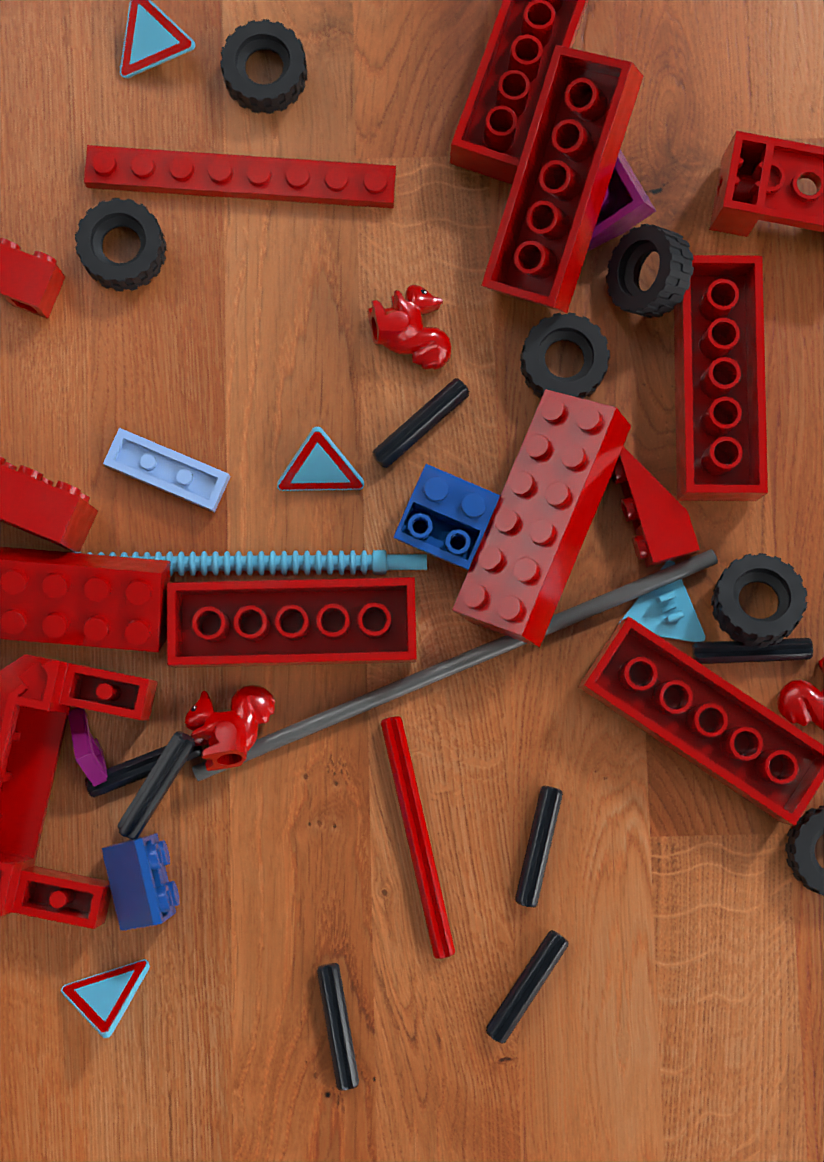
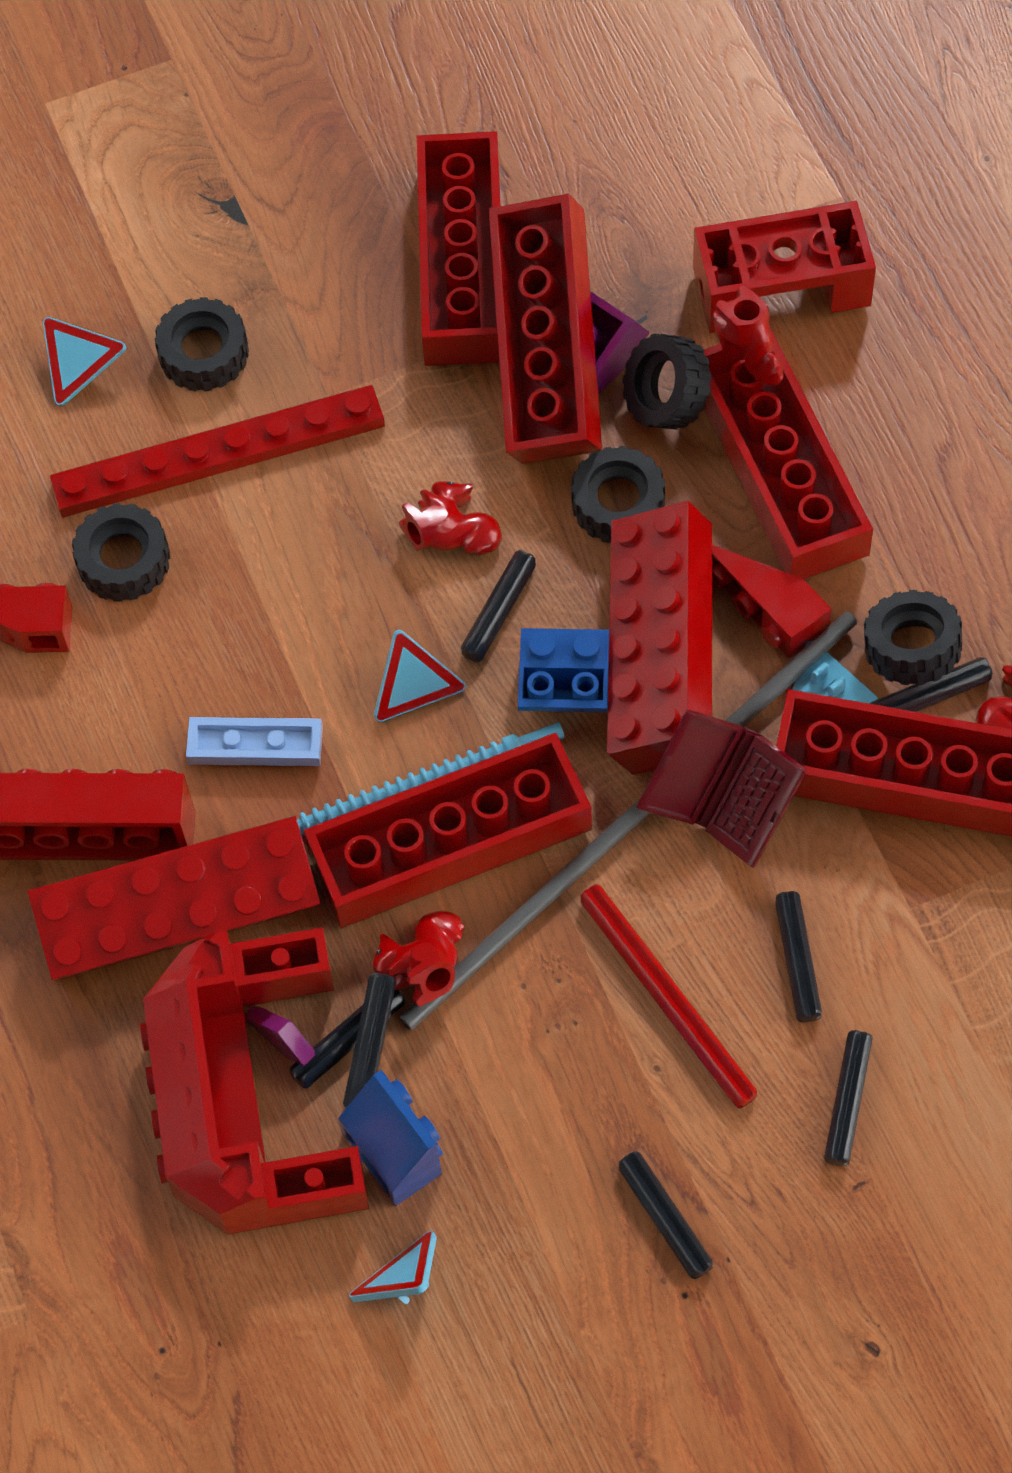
camera: 15 degrees left, 20 degrees down
(547, 678) = (724, 782): none -> dark red piece
(739, 260) = (746, 326): none -> red animal

